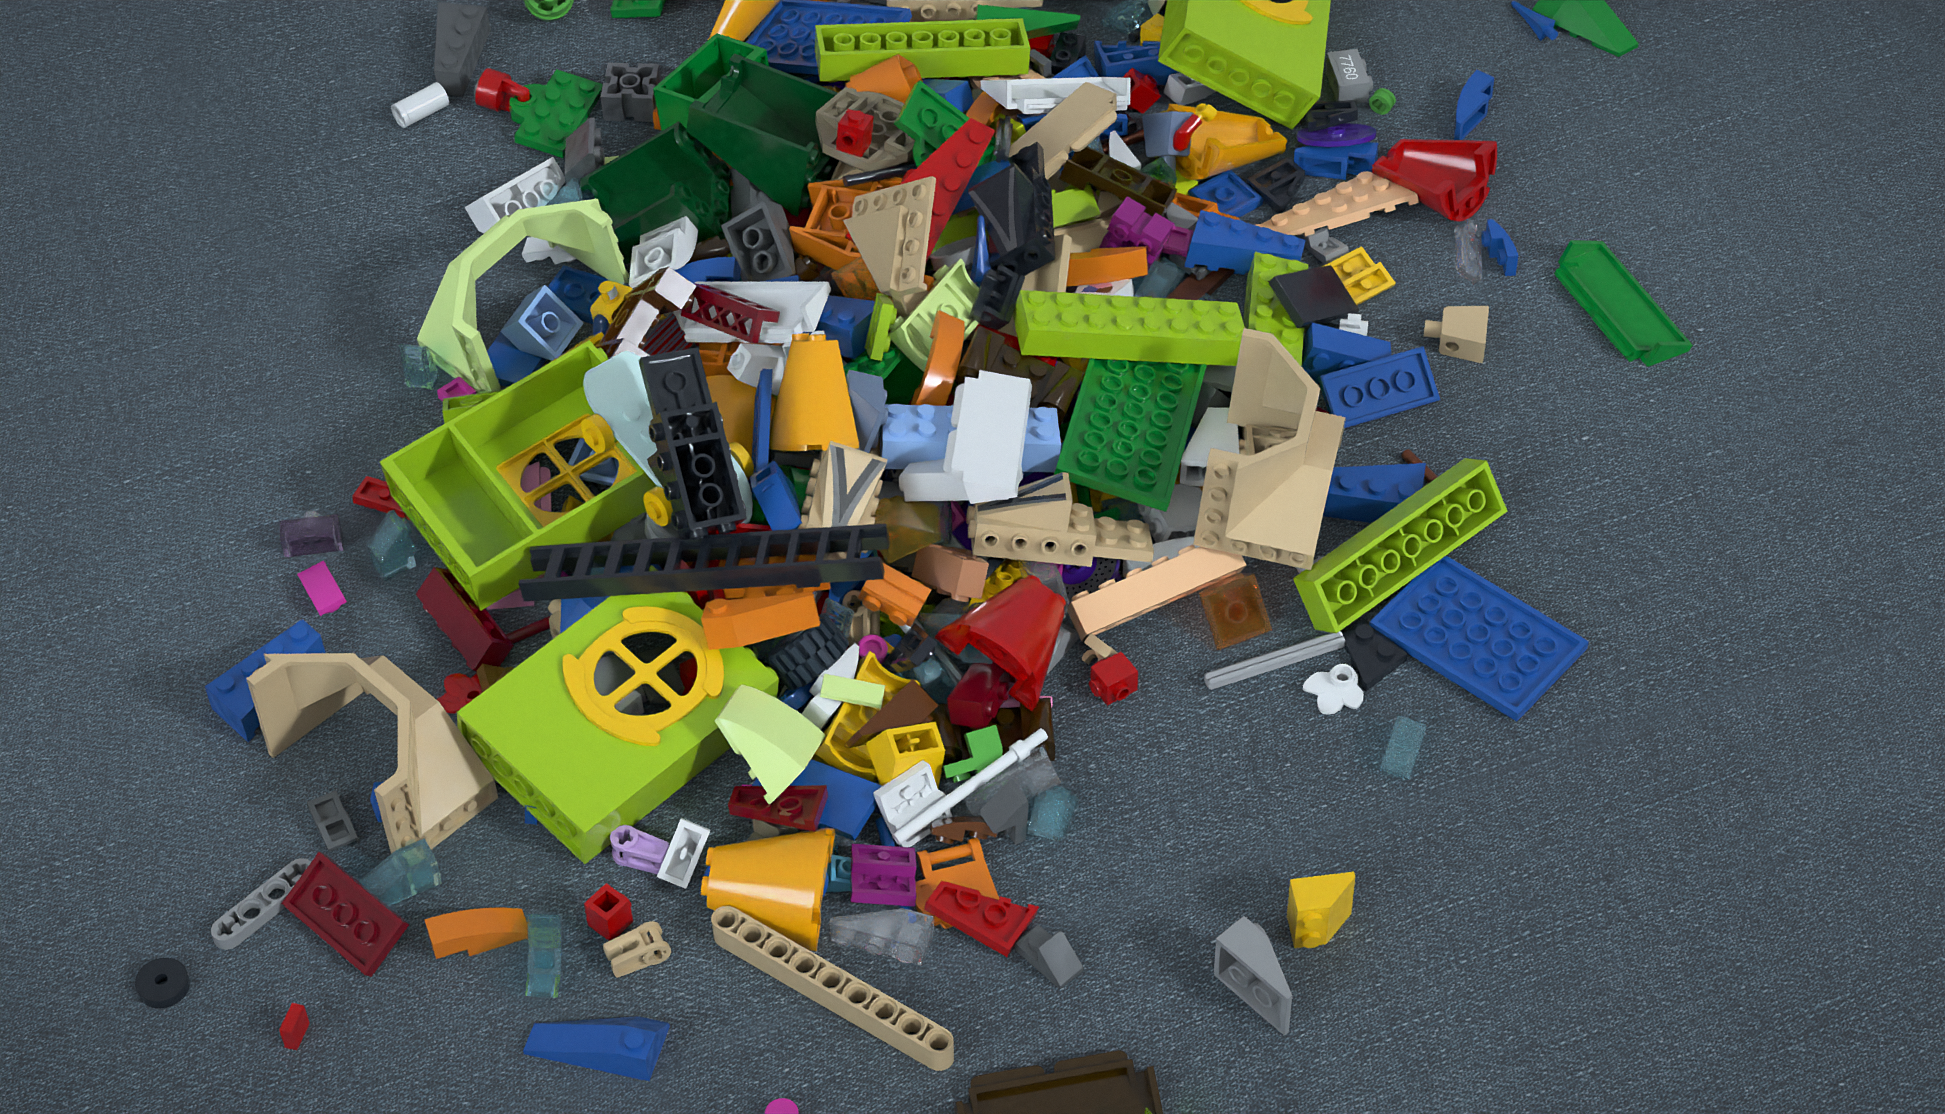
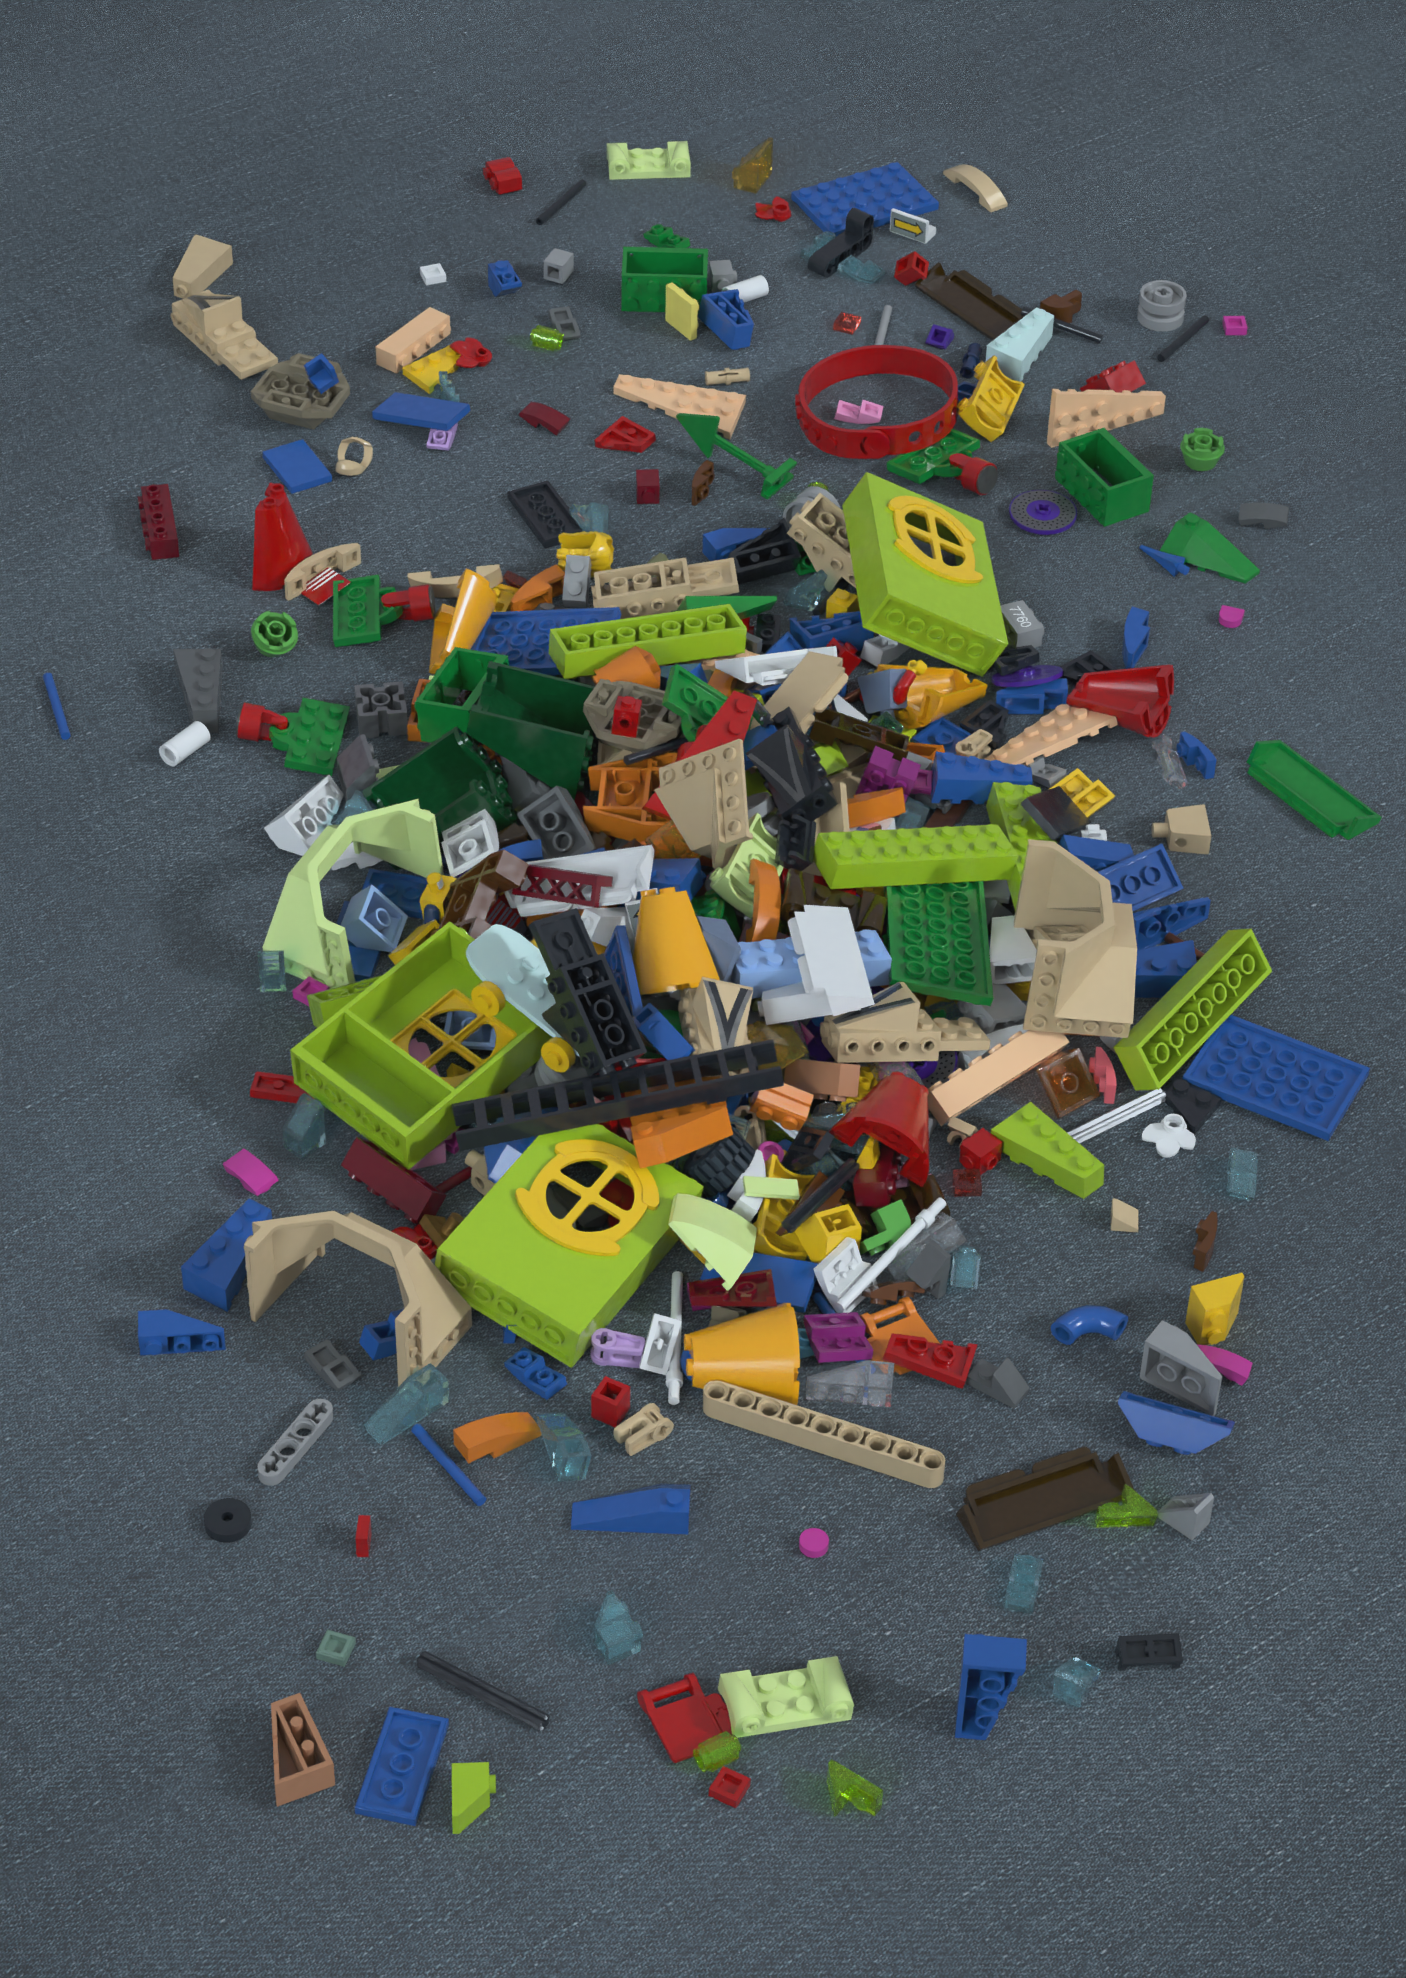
camera: 15 degrees left, 5 degrees down
(177, 759) = (175, 1333): none -> blue slope
(308, 45) = (56, 706): none -> blue bar
(311, 534) = (224, 1128): clear purple piece -> none
(345, 914) = (376, 1437): dark red plate -> none
(419, 961) = (448, 1464): none -> blue bar
(544, 864) = (534, 1374): none -> blue slope
(692, 893) = (674, 1376): none -> white bar
(882, 317) = (704, 878): lime plate -> none
(902, 708) = (820, 1195): none -> black axle
(974, 668) = (869, 1154): none -> yellow slope
(981, 257) = (771, 812): blue piece -> none
(1089, 711) = (967, 1182): none -> clear red tile
(1172, 897) = (1088, 1320): none -> blue cylinder
(1186, 684) = (1048, 1149): none -> lime wedge
(1226, 1039) = (1173, 1425): none -> blue wedge
(1253, 778) = (1123, 1217): none -> tan slope
(1254, 208) = (975, 745): none -> tan piece
(1280, 607) = (1103, 1074): none -> coral slope
(1311, 972) = (1228, 1363): none -> dark pink slope
(1335, 828) = (1205, 1243): none -> reddish brown slope
(1382, 101) = (1051, 646): bright green bush -> none
(1386, 440) = (1155, 923): none -> blue wedge
(1407, 128) = (1083, 664): none -> black wing
(1589, 93) = (1230, 616): none -> dark pink tile

